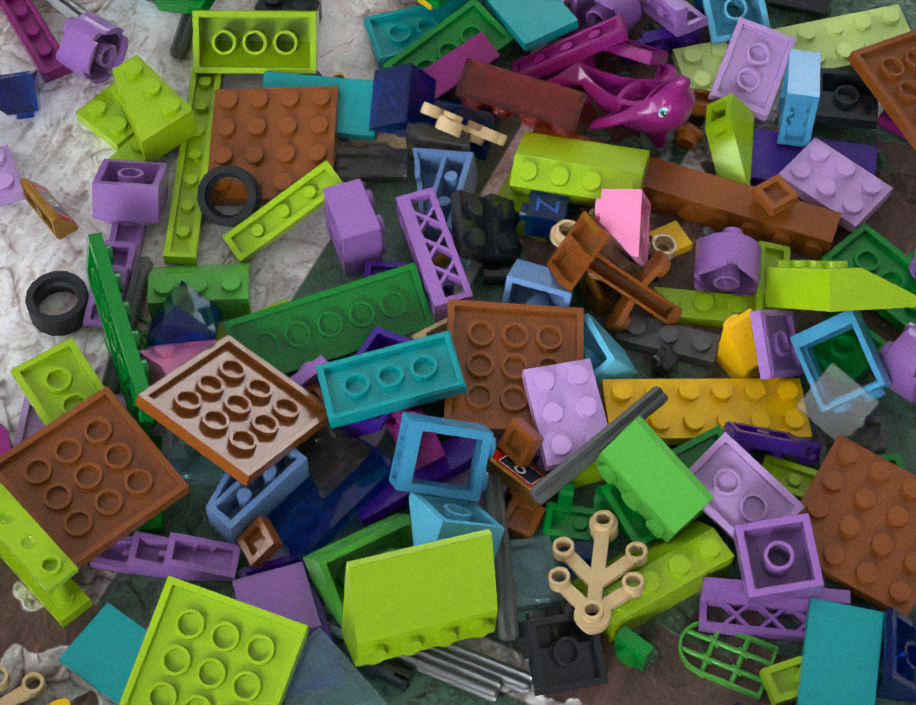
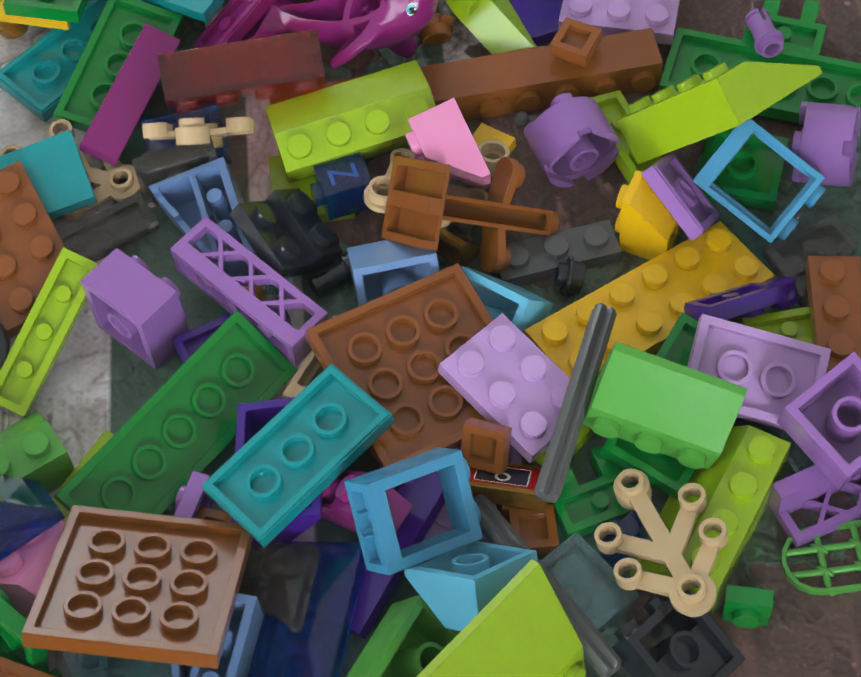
camera: 25 degrees left, 0 degrees up
(398, 98) = (101, 140): clear blue slope -> none
(704, 307) = (578, 196): lime plate -> none
(837, 403) = (784, 225): clear piece -> none

